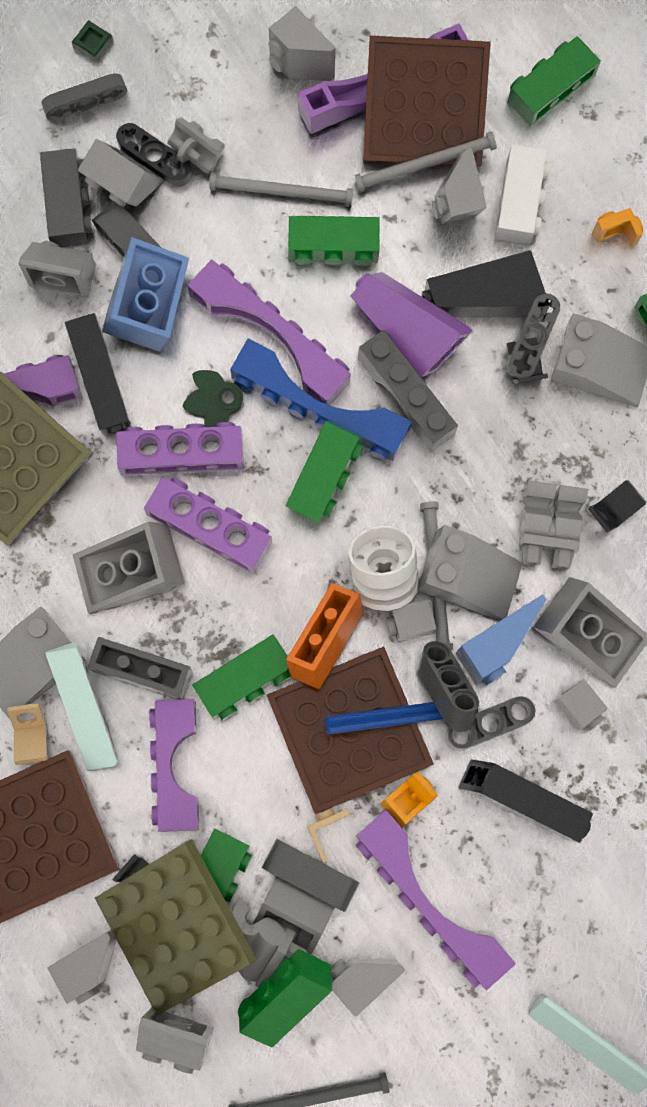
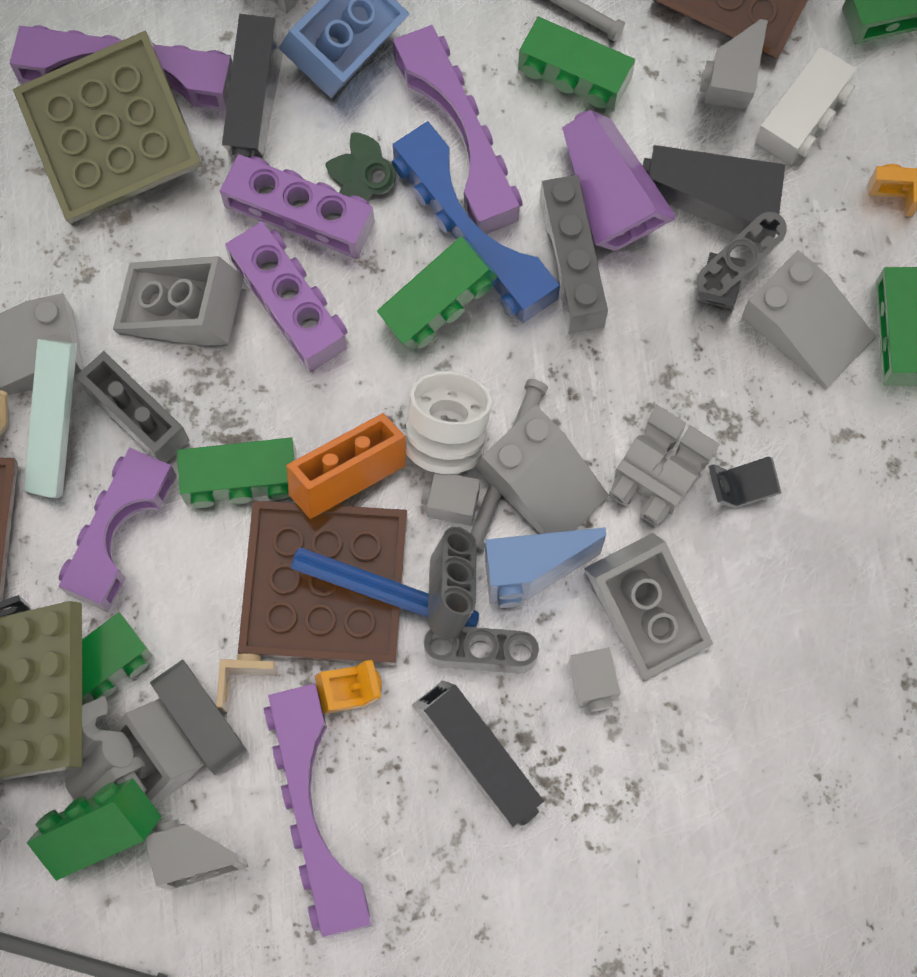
camera: 30 degrees right, 5 degrees down
(424, 162) = (712, 26): light grey bar -> none

